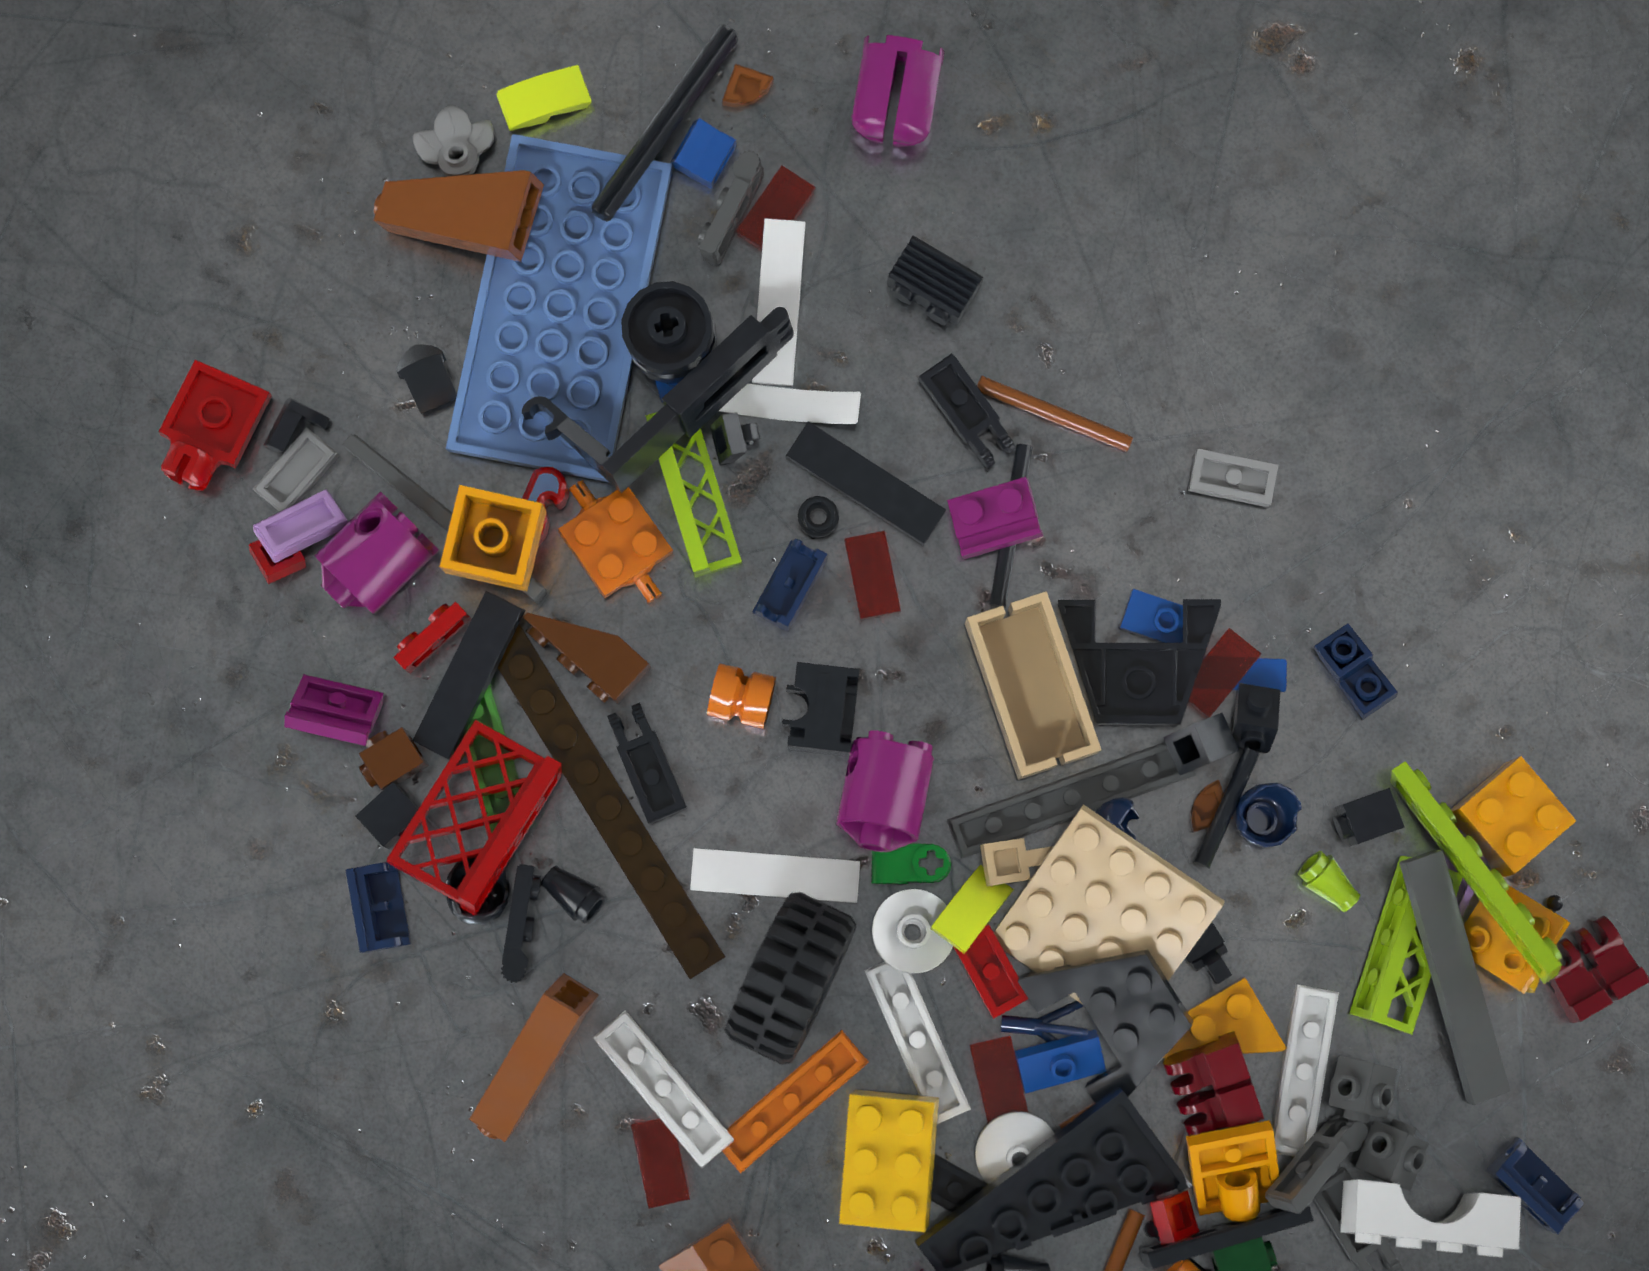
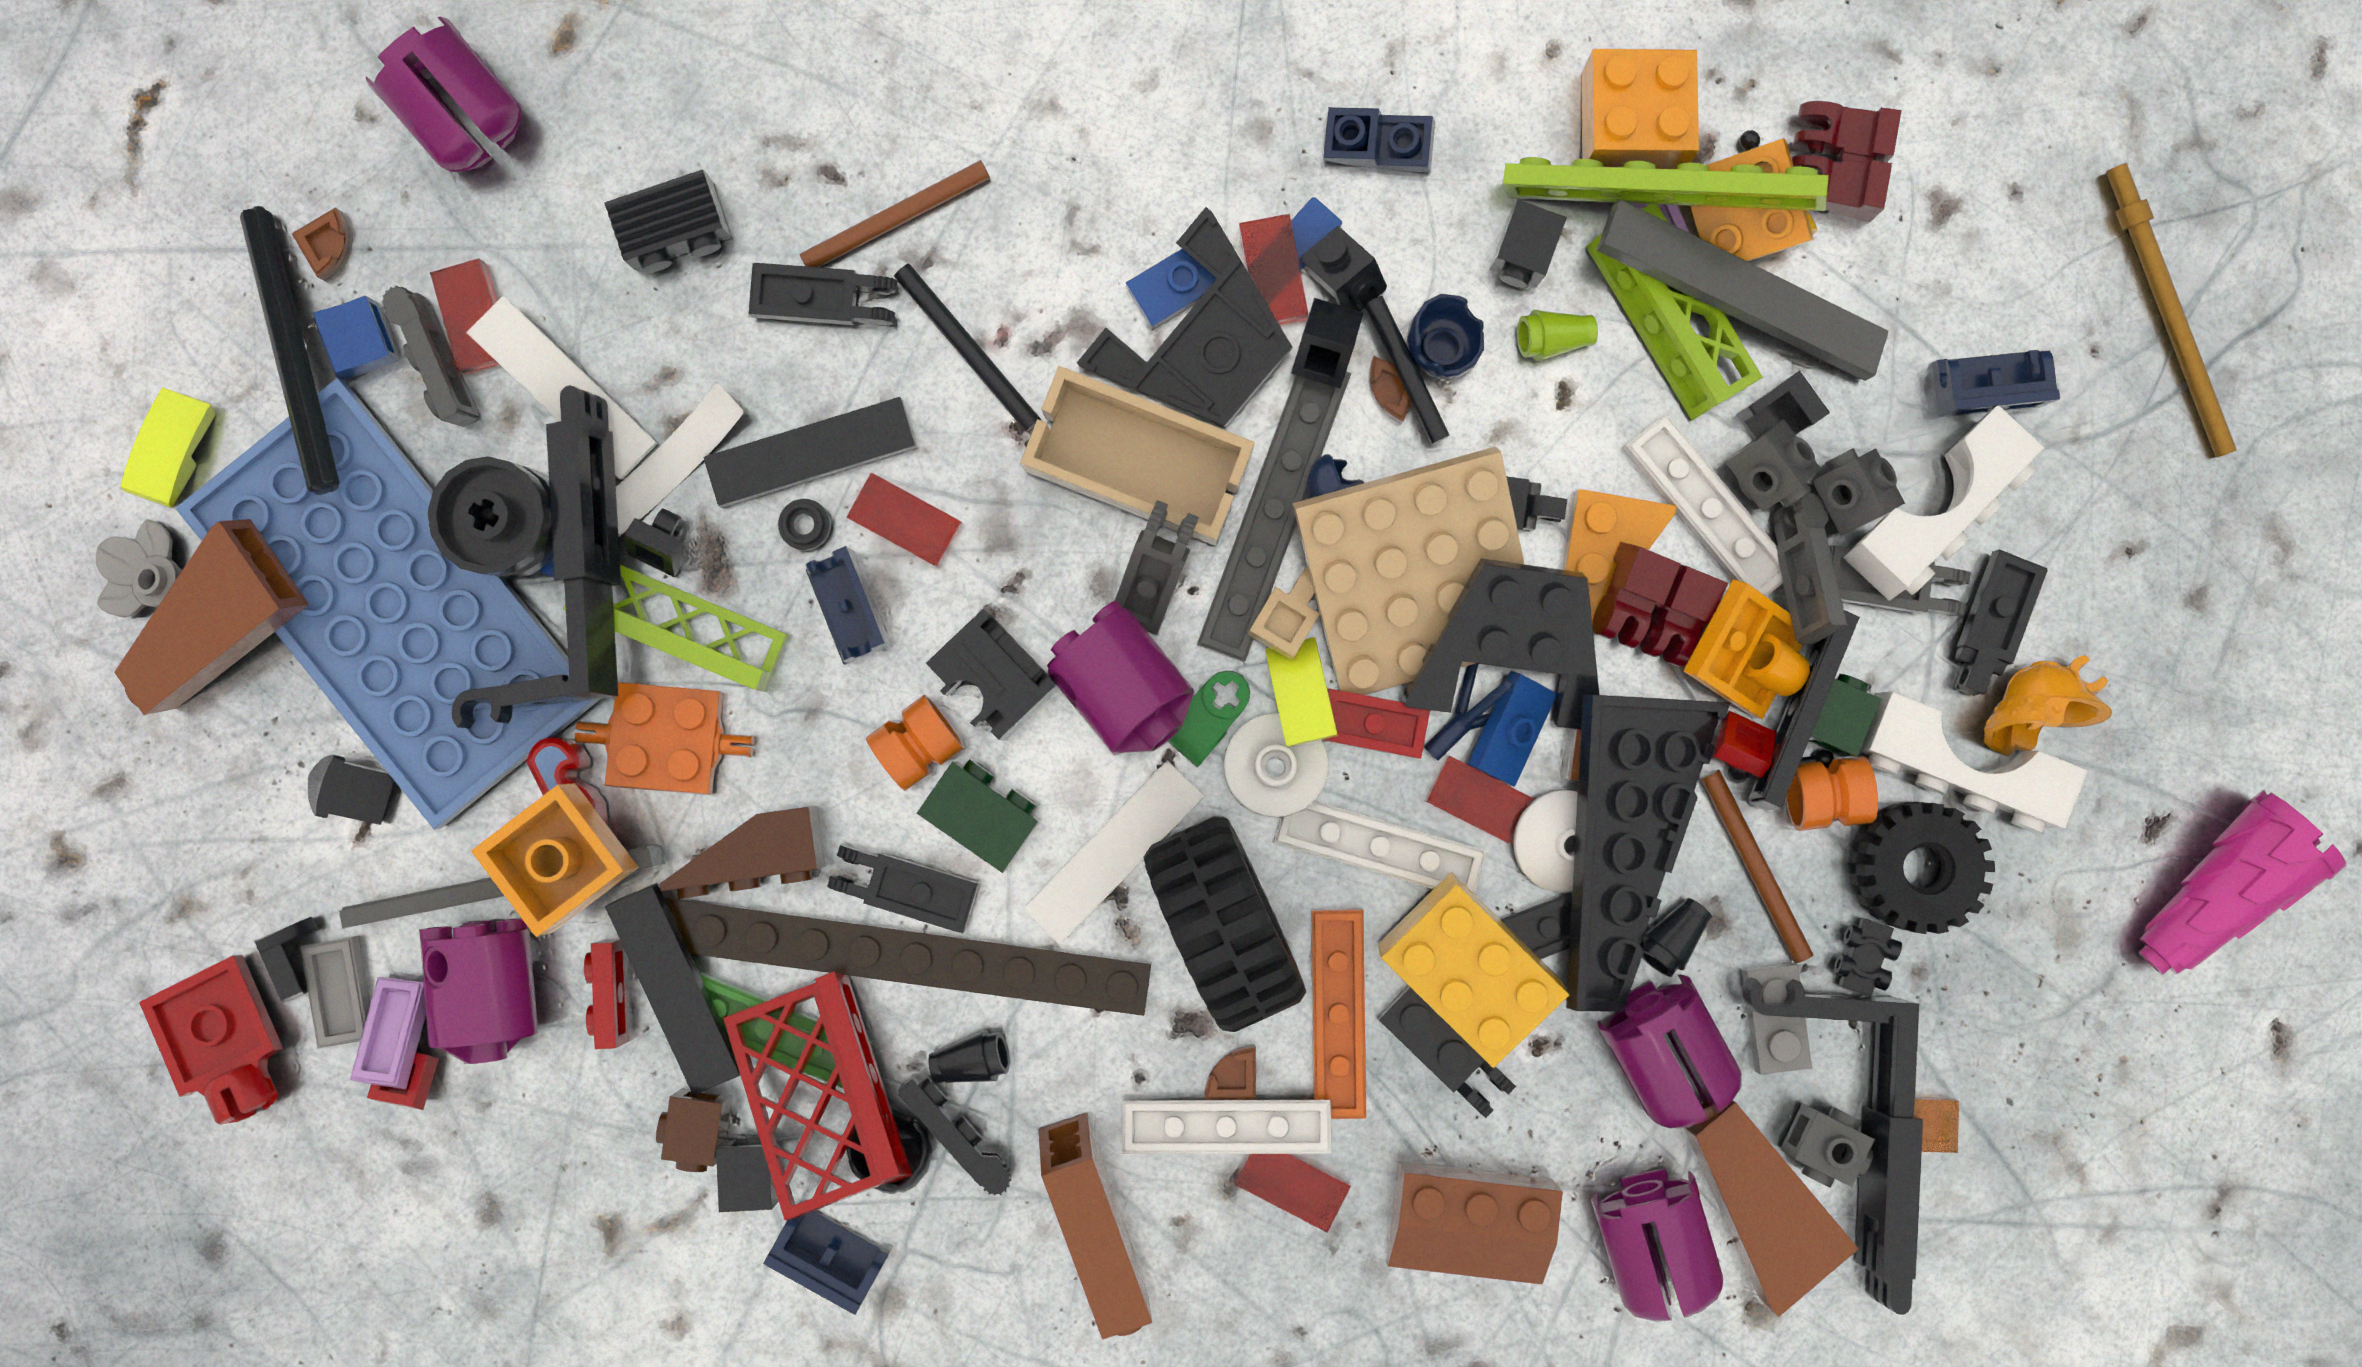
camera: 50 degrees left, 5 degrees up
(334, 710) = (599, 1146): magenta plate -> none
(697, 1067) = (1233, 1076): none -> dark orange tile
(730, 773) = (979, 814): none -> dark green brick
(823, 1184) = (1440, 1047): none -> black hinge
(971, 754) = (1155, 569): none -> dark grey hinge
(995, 518) = (947, 356): magenta plate -> none
(1233, 477) = (1099, 97): light grey plate -> none
(1411, 1063) = (1789, 400): none -> black panel

